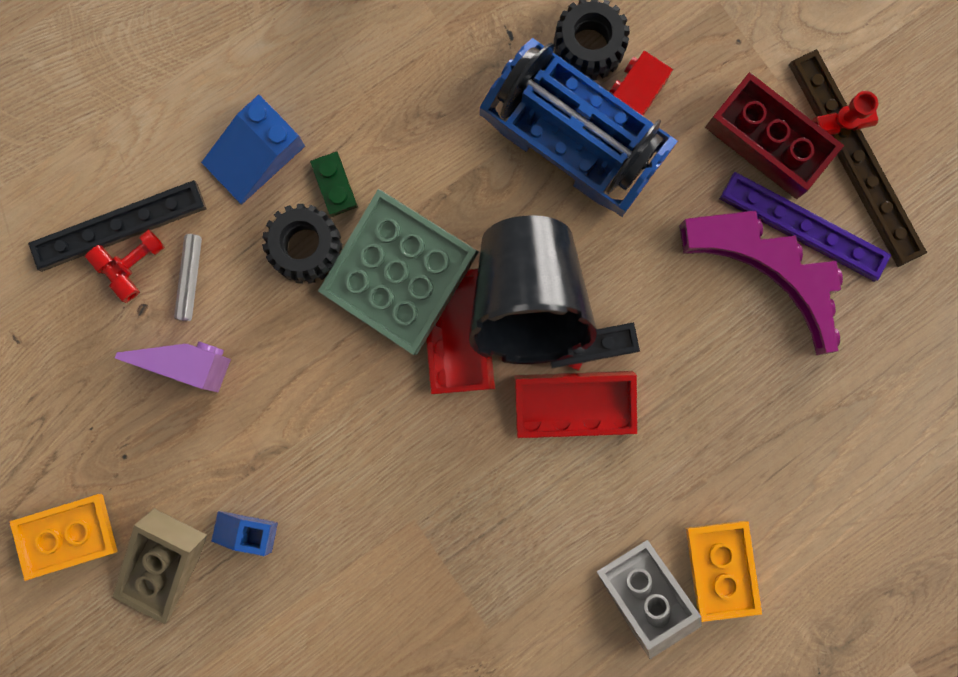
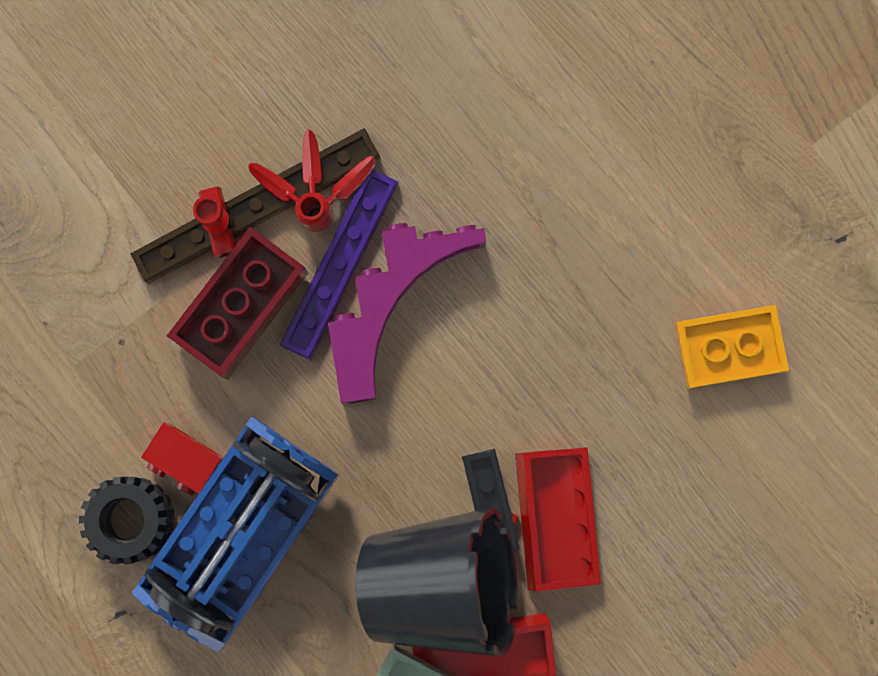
camera: 95 degrees left, 0 degrees up
(650, 599) = (768, 428): light grey slope -> none
(859, 201) = (312, 174): none -> red plant

